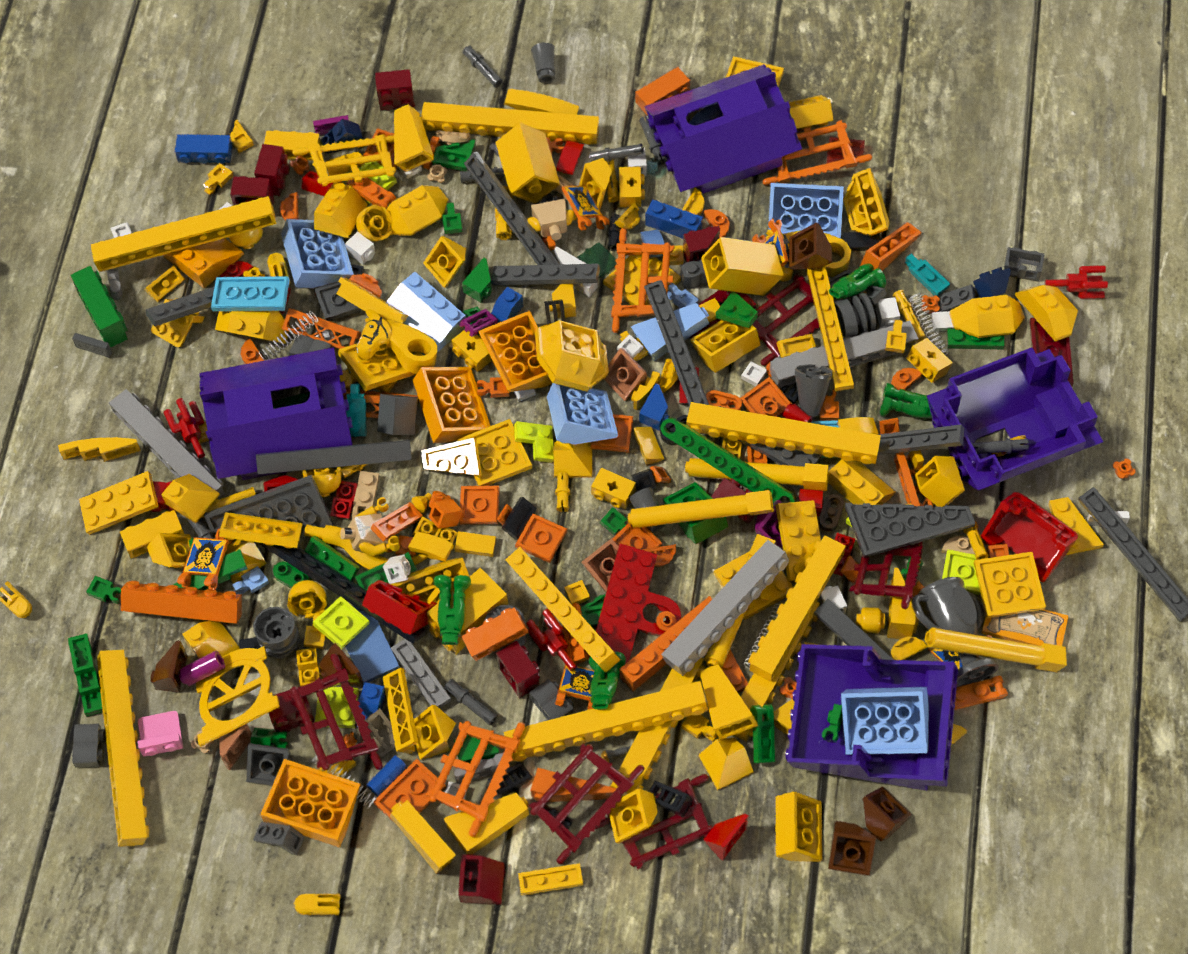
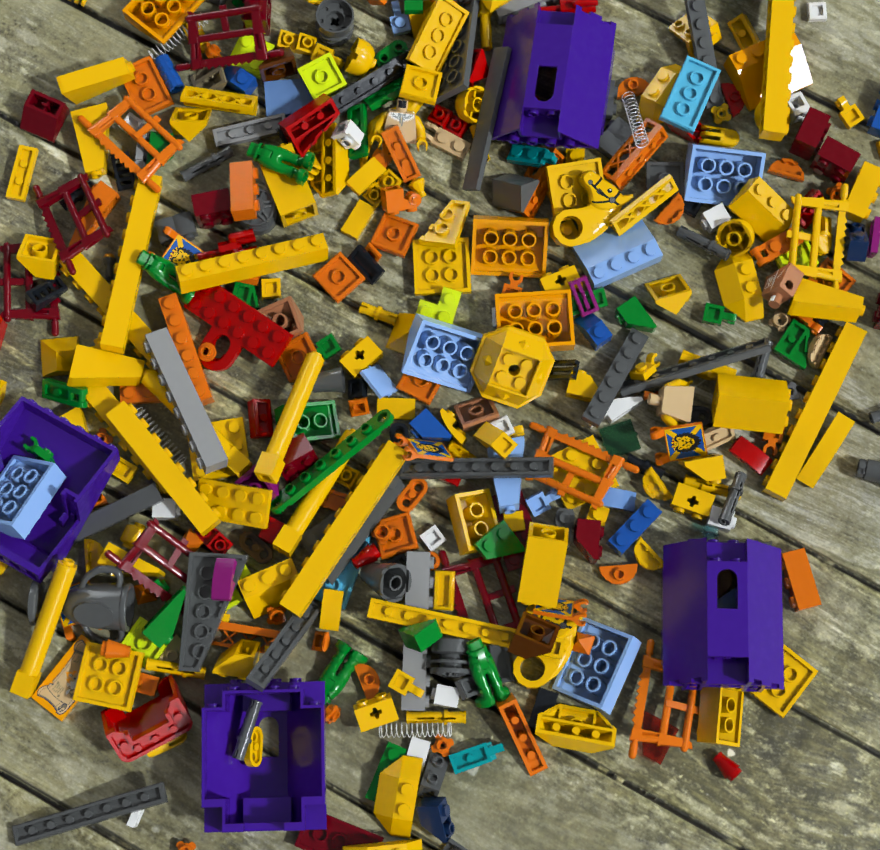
camera: 110 degrees right, 15 degrees up
(319, 526) = (420, 84): none -> yellow plate
(390, 241) = (698, 240): none -> dark grey pin
(409, 171) = (781, 285): none -> nougat torso
(527, 255) = (645, 369): none -> yellow plate
(631, 462) = (378, 381): none -> light blue piece
(646, 340) = (496, 439): none -> yellow slope
(665, 554) = (277, 374): orange plate -> none
(679, 394) = (423, 449): none -> flag
(708, 557) = (260, 418): none -> red slope
(791, 224) = (583, 643): none -> orange slope
(830, 408) = (364, 593): orange plate -> none
(843, 94) = (728, 768): none -> red cone
(850, 336) = (421, 635): none -> green slope
(877, 509) = (223, 579): none -> magenta slope
(884, 472) = (279, 619): none -> orange plate
(934, 550) = (163, 623): none -> green slope
(979, 692) = (22, 605): orange plate -> none
(985, 582) = (114, 649): none -> orange cone
(1067, 513) = (148, 771): yellow wing -> none

